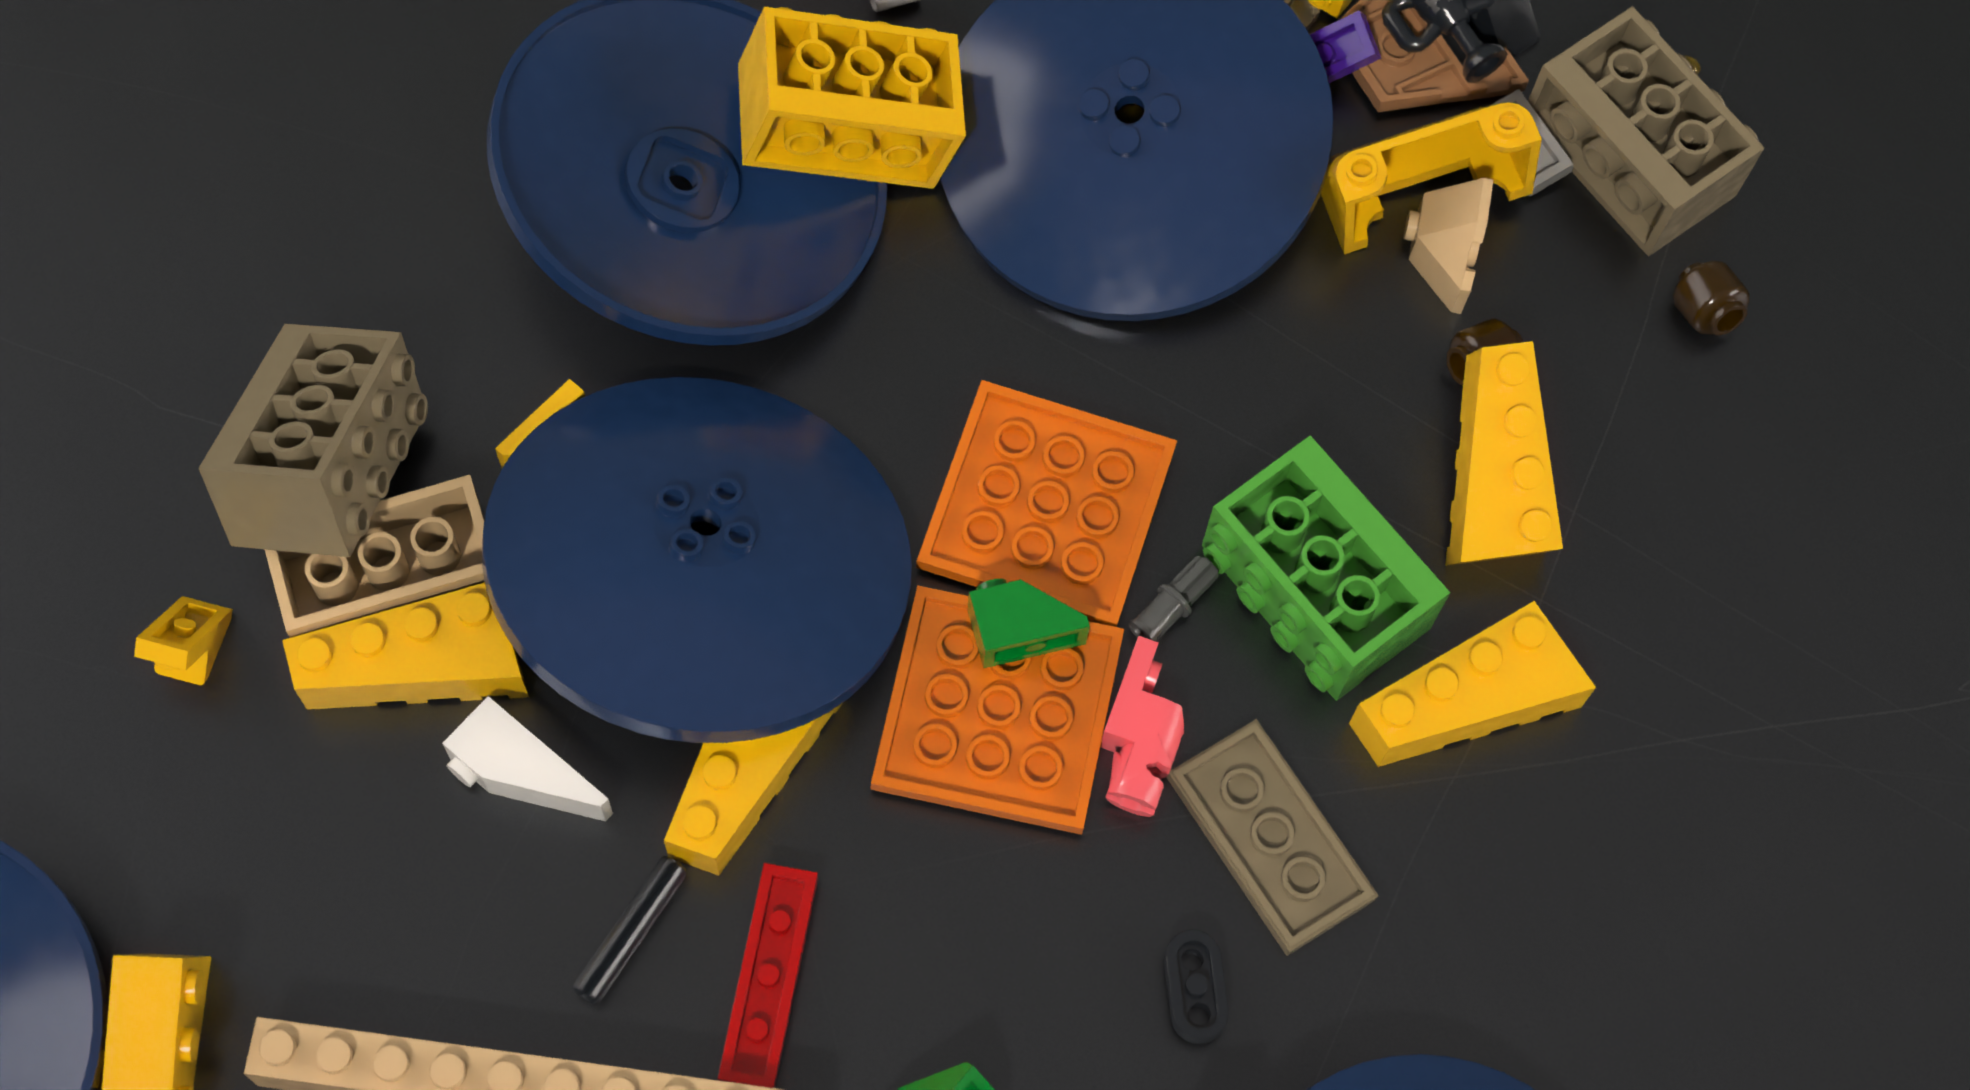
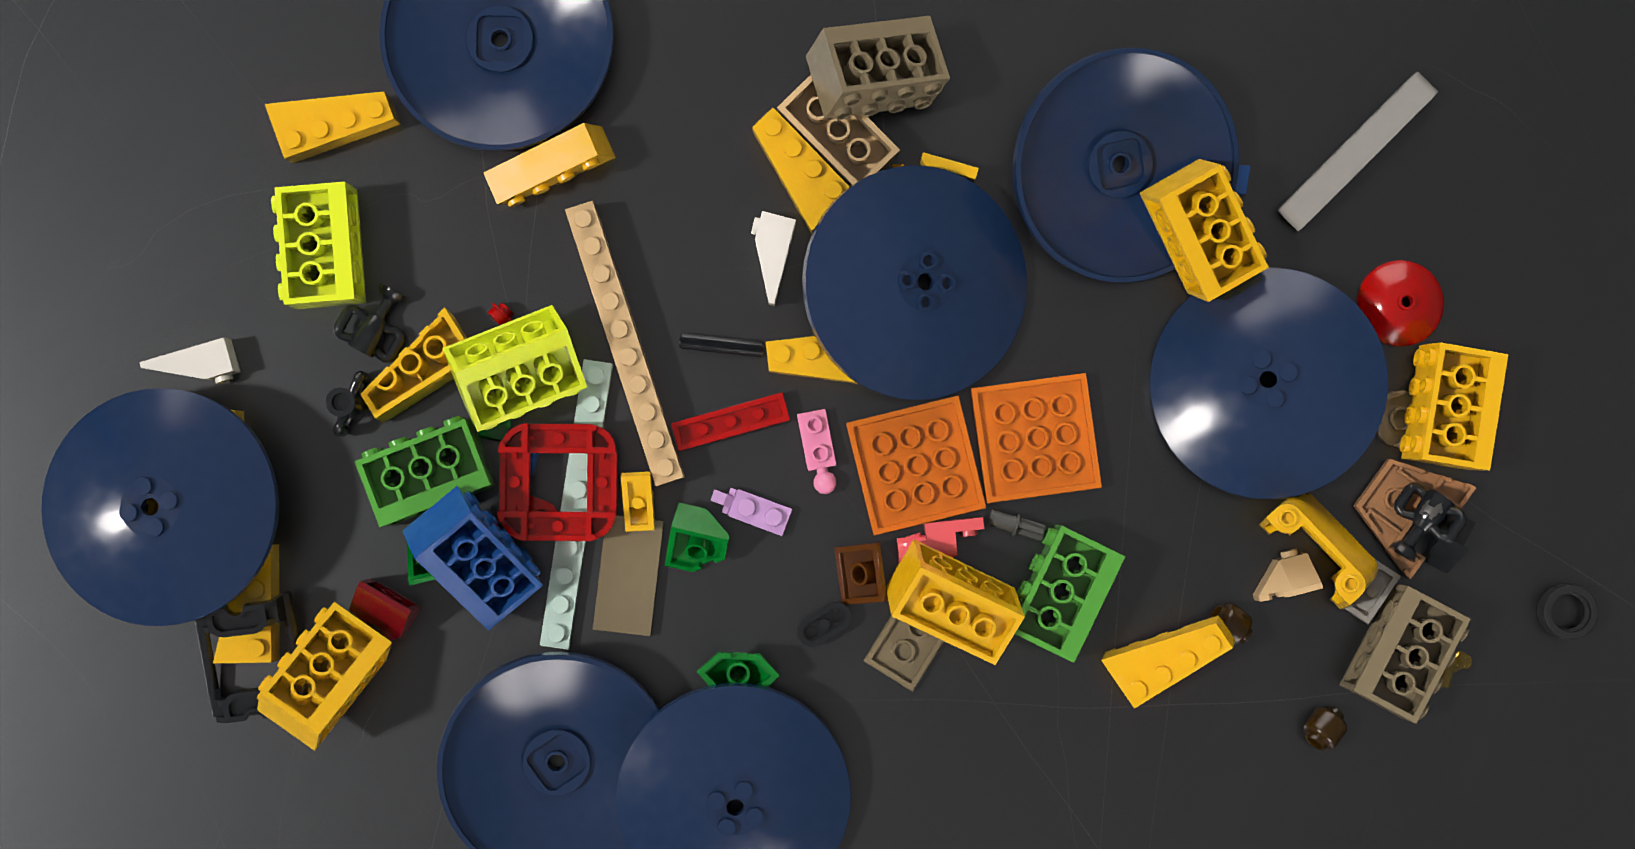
camera: 65 degrees right, 20 degrees up
(185, 639) = (756, 56): yellow slope -> none
(889, 853) = (818, 448): none -> bright pink plate
(940, 1014) = (753, 510): none -> lavender hinge
(1021, 622) = (960, 456): green slope -> none
(1139, 878) = (861, 573): none -> reddish brown slope
(1261, 735) = (954, 602): none -> yellow brick
(1346, 45) = (1375, 470): dark purple plate -> none
(1482, 685) = (1045, 698): yellow wedge -> none

